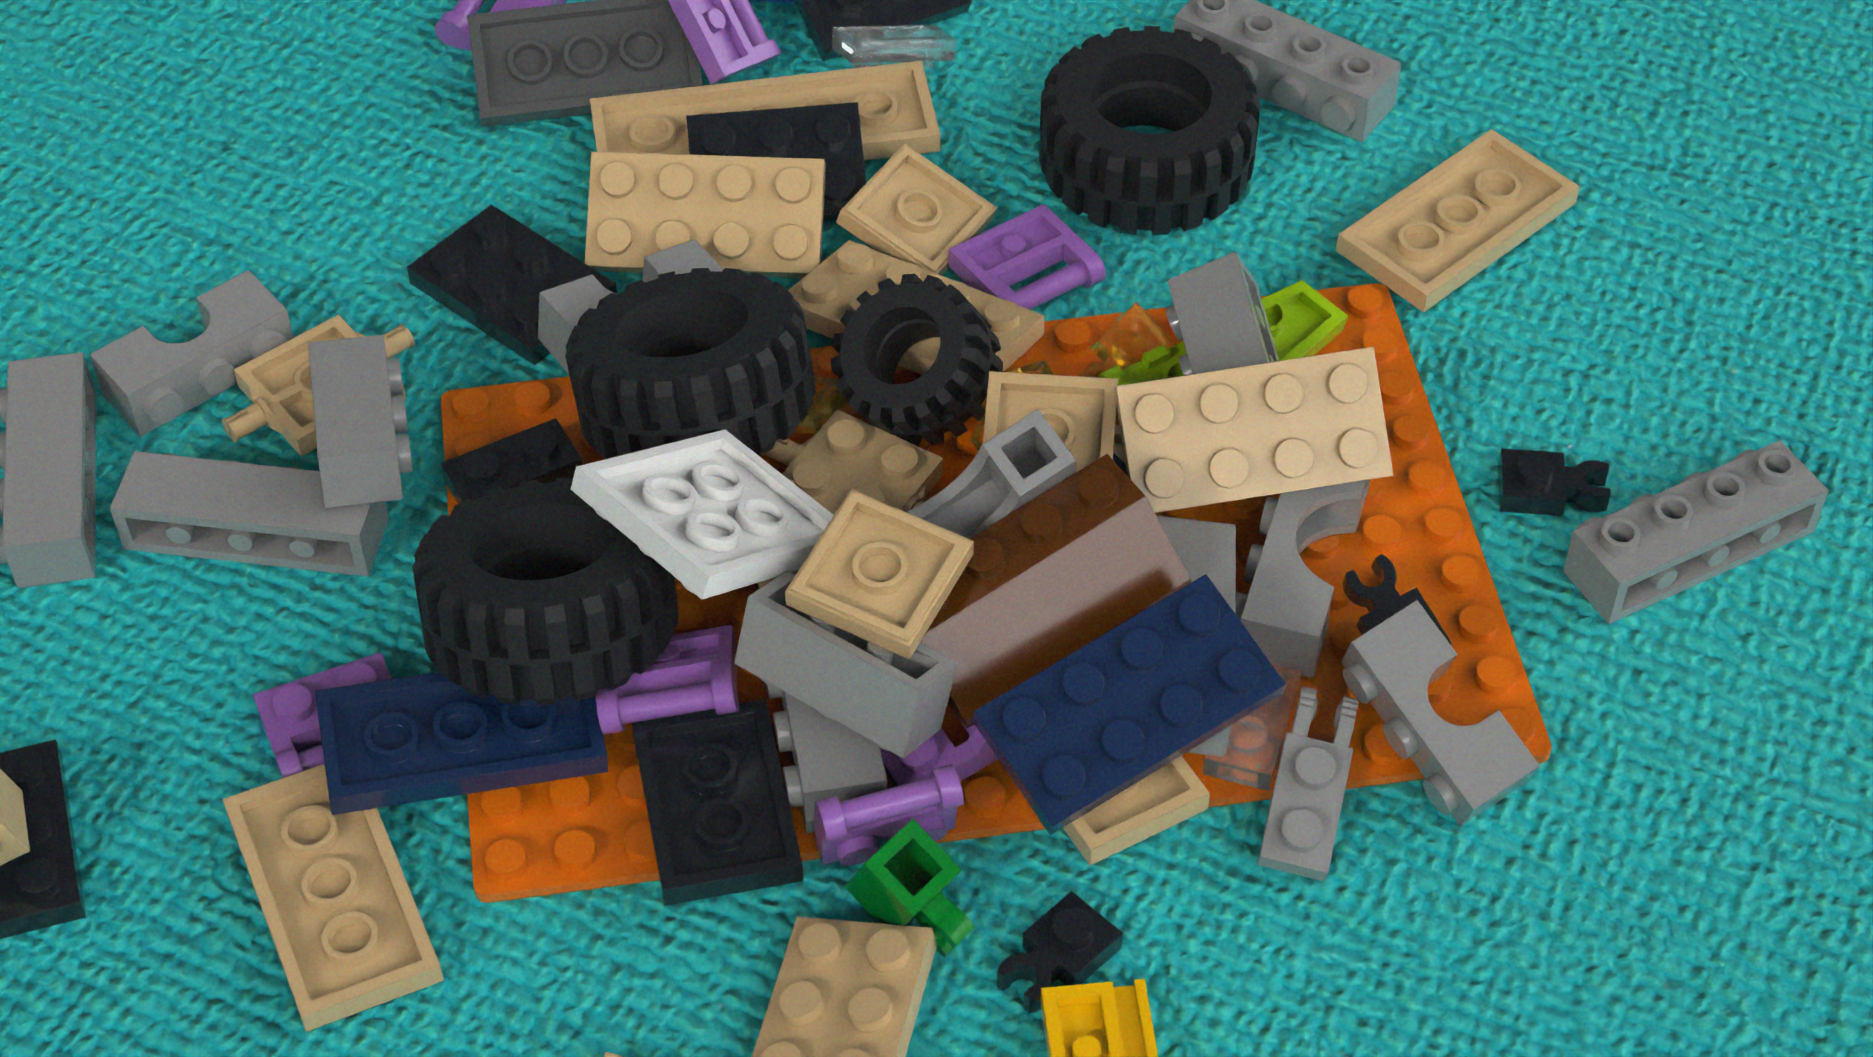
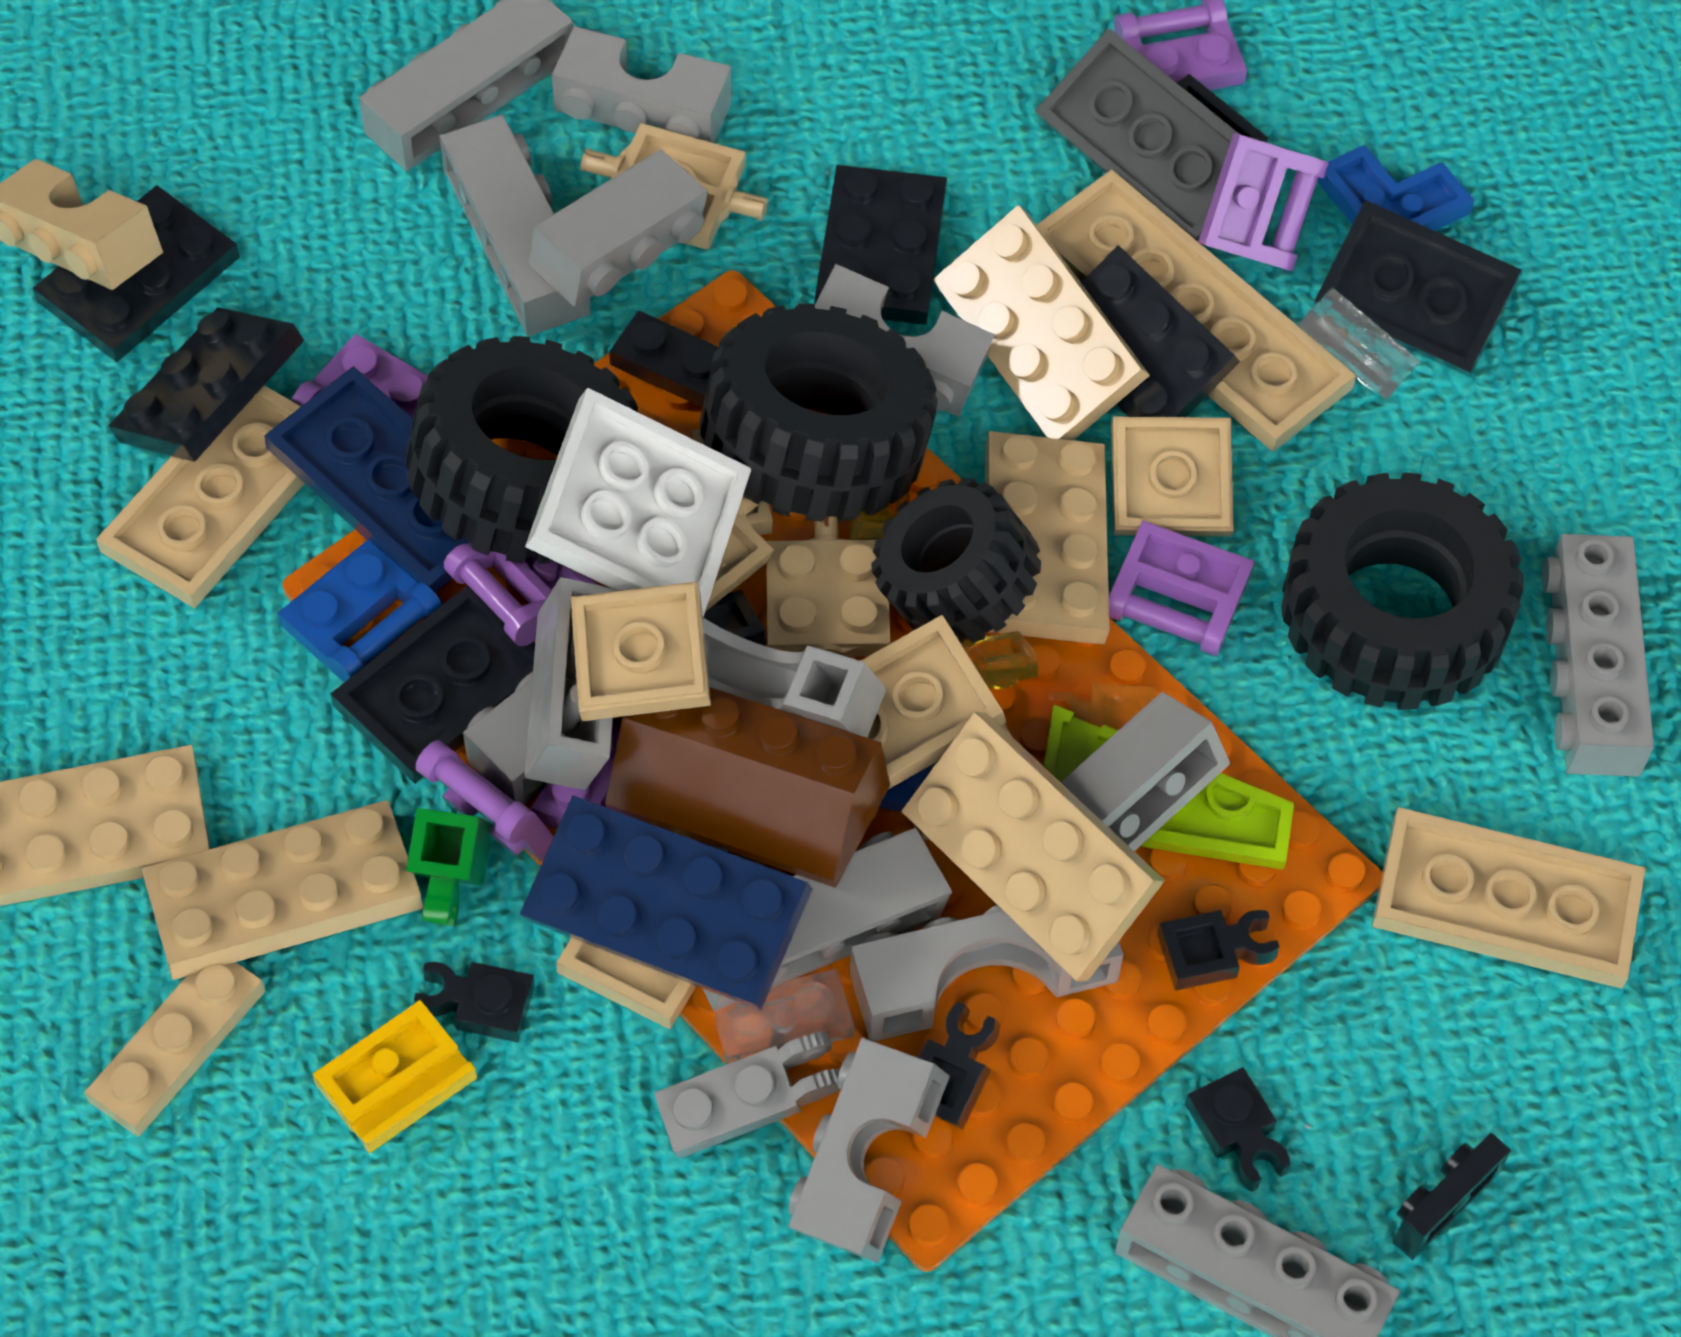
camera: 55 degrees right, 10 degrees up
(203, 837) = (205, 383): none -> black plate
(557, 841) = (350, 599): none -> blue plate
(1401, 398) = (1207, 951): none -> black plate
(1701, 381) = (1466, 1176): none -> black plate

